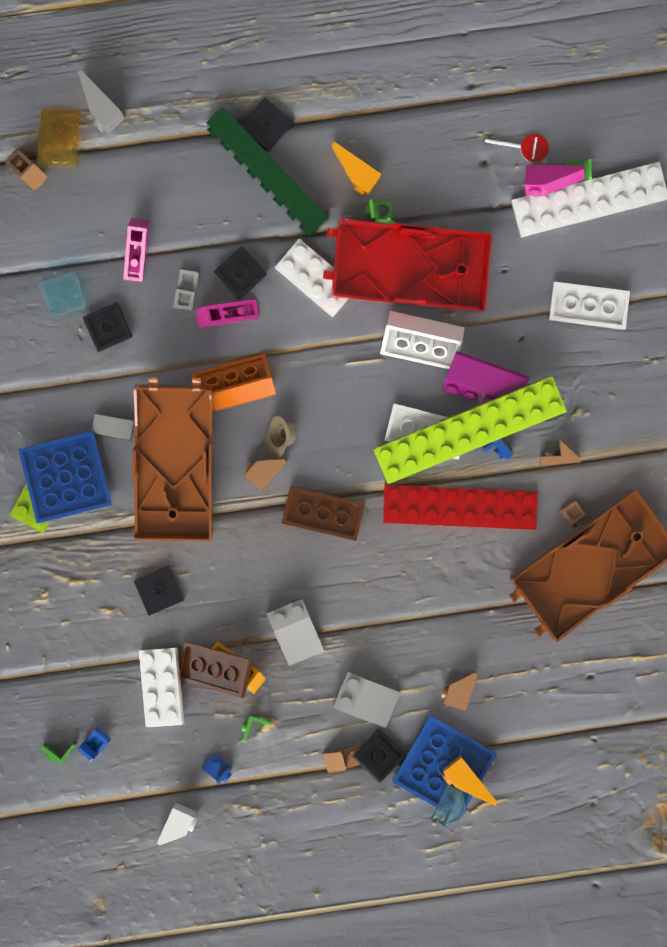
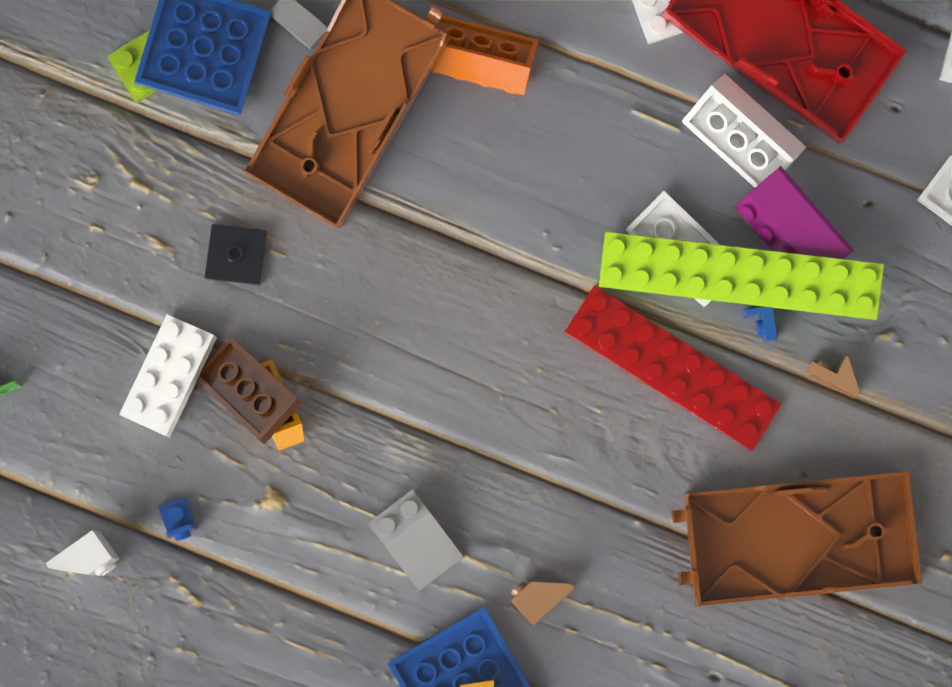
camera: 30 degrees right, 5 degrees down
(94, 744) = (42, 397): blue bracket -> none
(247, 724) = (247, 485): bright green bracket -> none
(263, 471) = (453, 182): medium nougat slope -> none
(278, 437) = (497, 149): dark tan piece -> none
(295, 631) = (375, 403): light grey slope -> none
(323, 513) = (496, 276): reddish brown plate -> none
(341, 759) = (343, 599): medium nougat slope -> none
(378, 755) = (390, 620): black plate -> none
(573, 512) = (811, 457): medium nougat tile -> none

